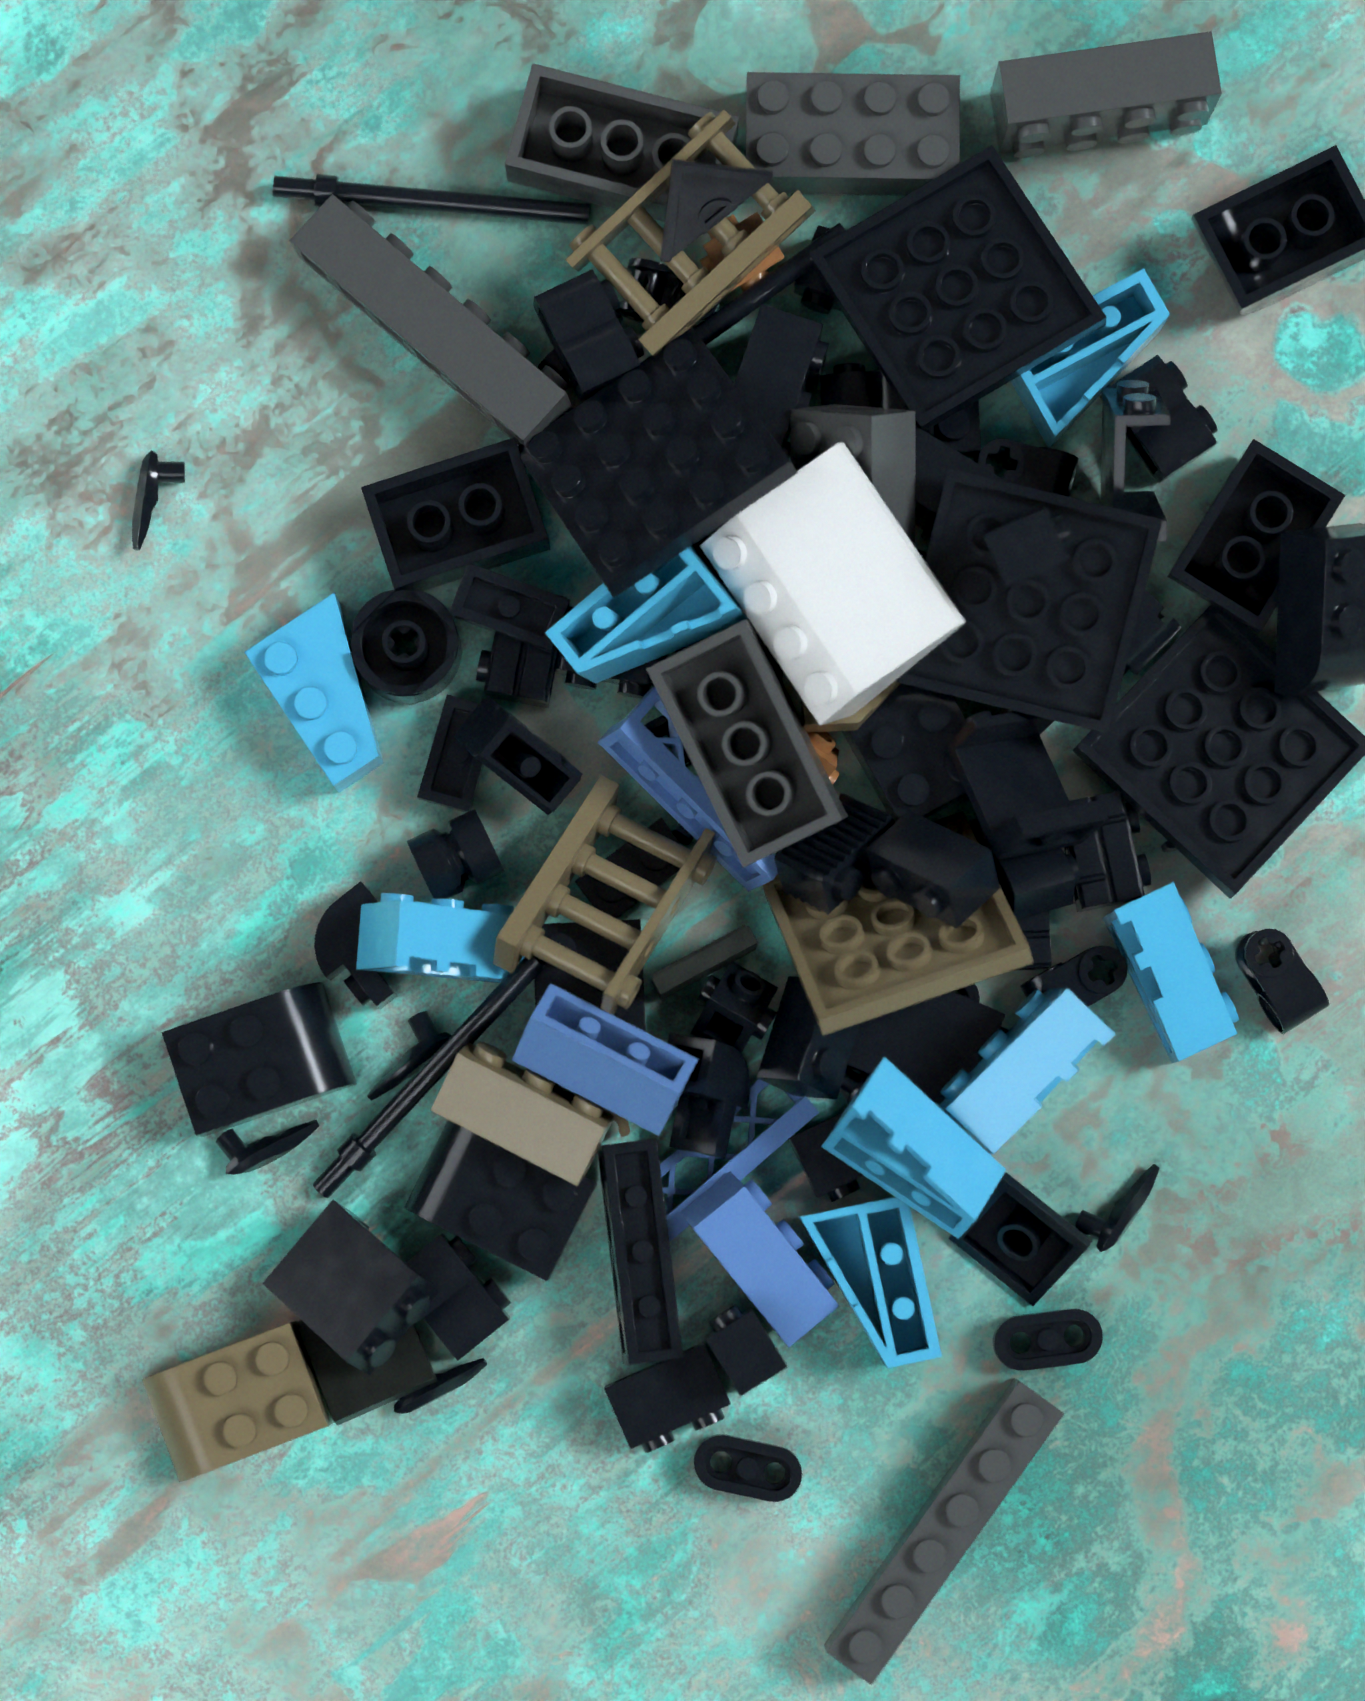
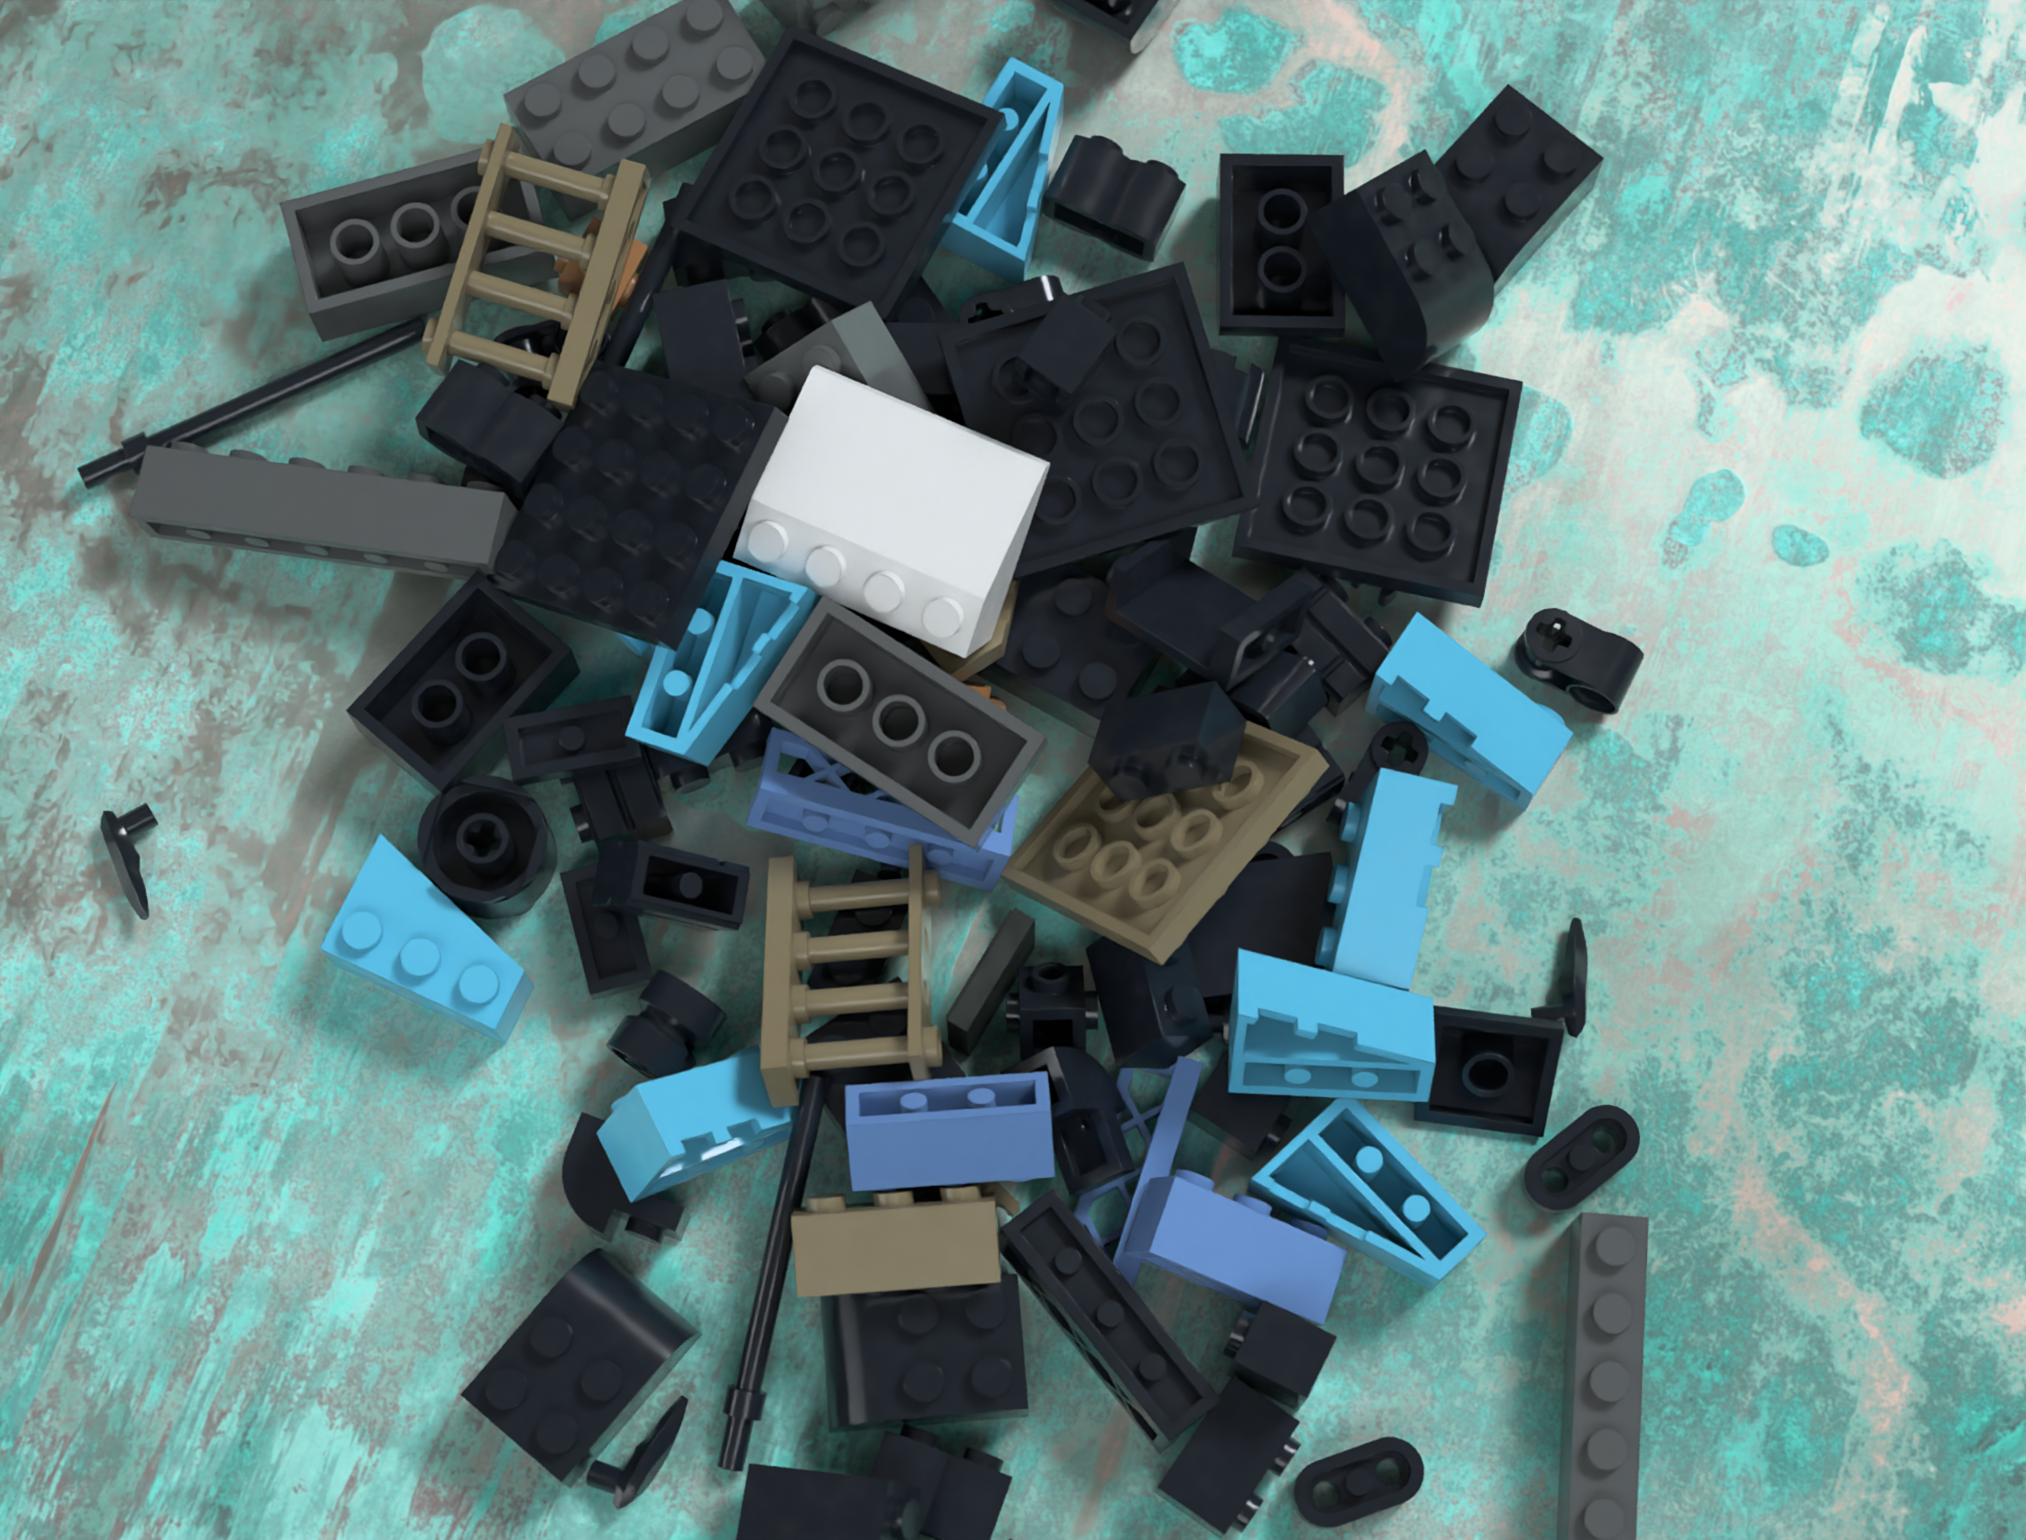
camera: 30 degrees left, 10 degrees down
(415, 1057) = (747, 1267): black bar -> none
(702, 197) = (529, 221): black tile -> none
(834, 860) = (1058, 801): black brick -> none
(1128, 405) = (1083, 223): black panel -> none

